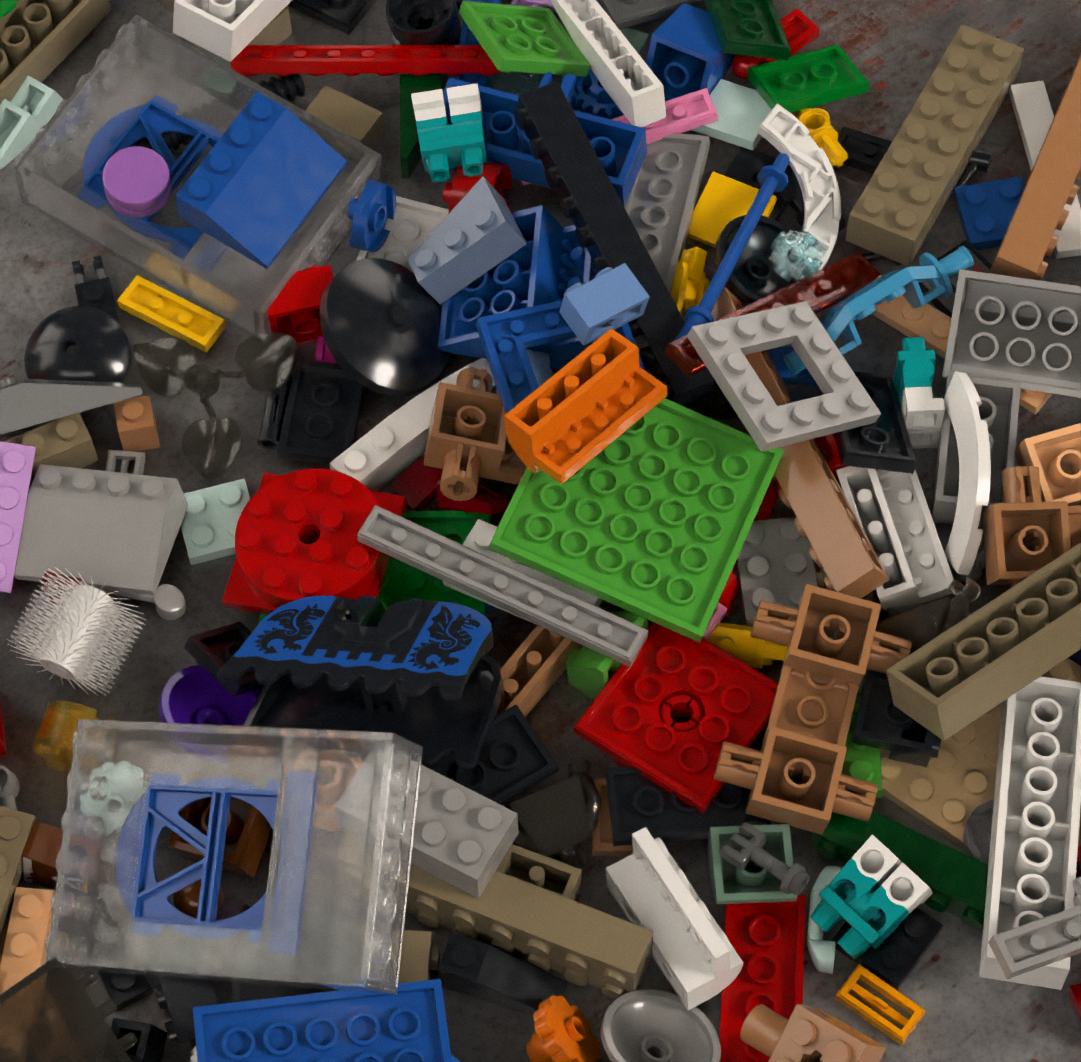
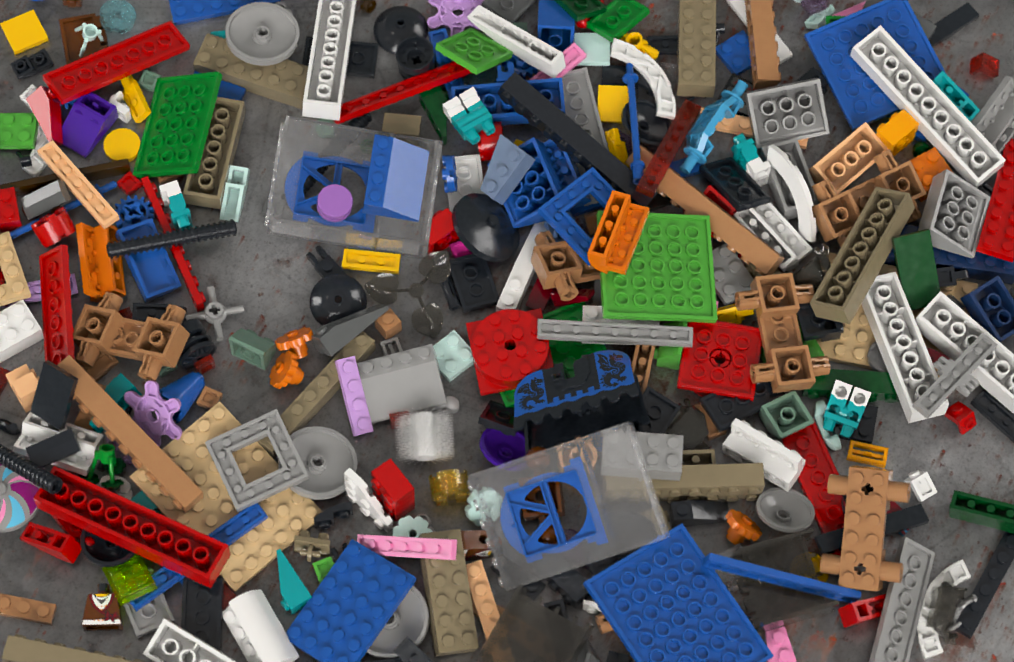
camera: 30 degrees left, 5 degrees up
(603, 303) = (594, 176): medium blue brick -> none
(723, 351) = (701, 206): light grey plate -> none
(793, 878) = (784, 408): dark grey hinge -> none
(809, 255) = (659, 109): clear light blue brick -> none

